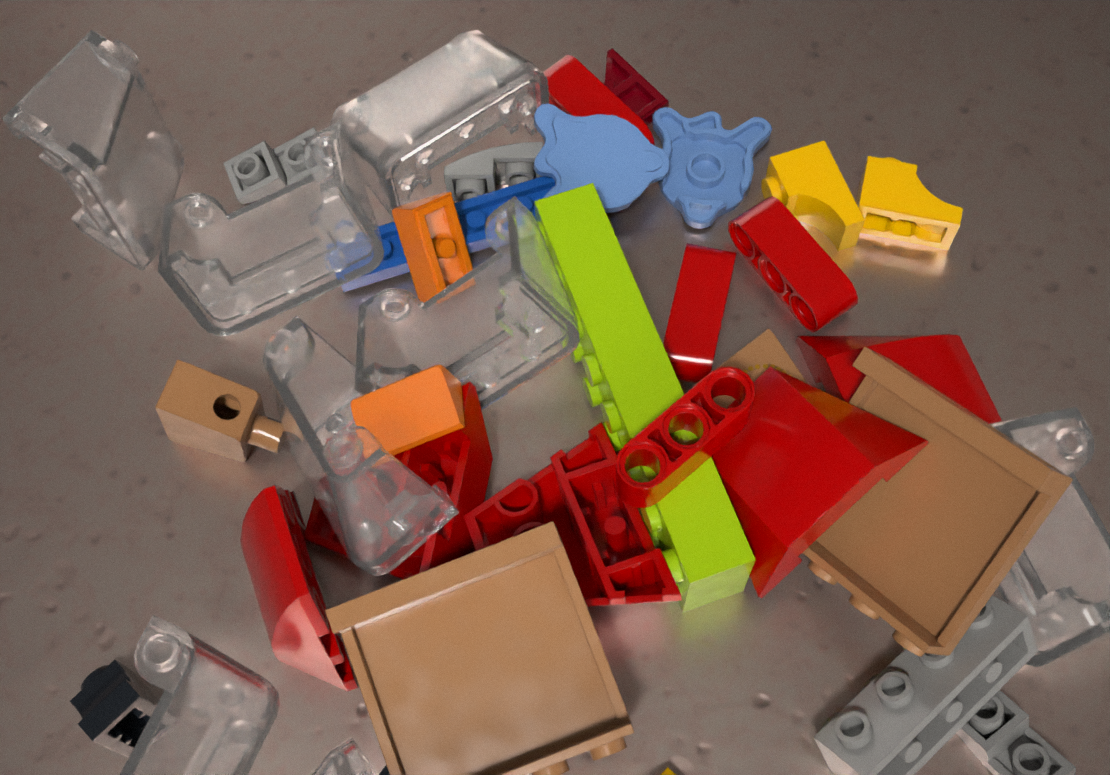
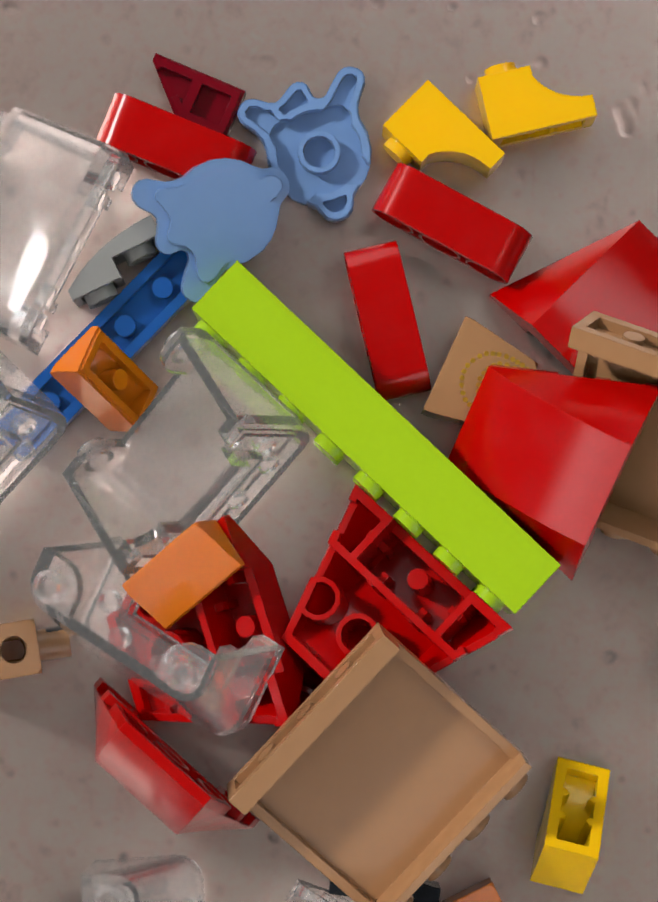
camera: 30 degrees left, 20 degrees up
(693, 413) = (468, 467): red beam -> none

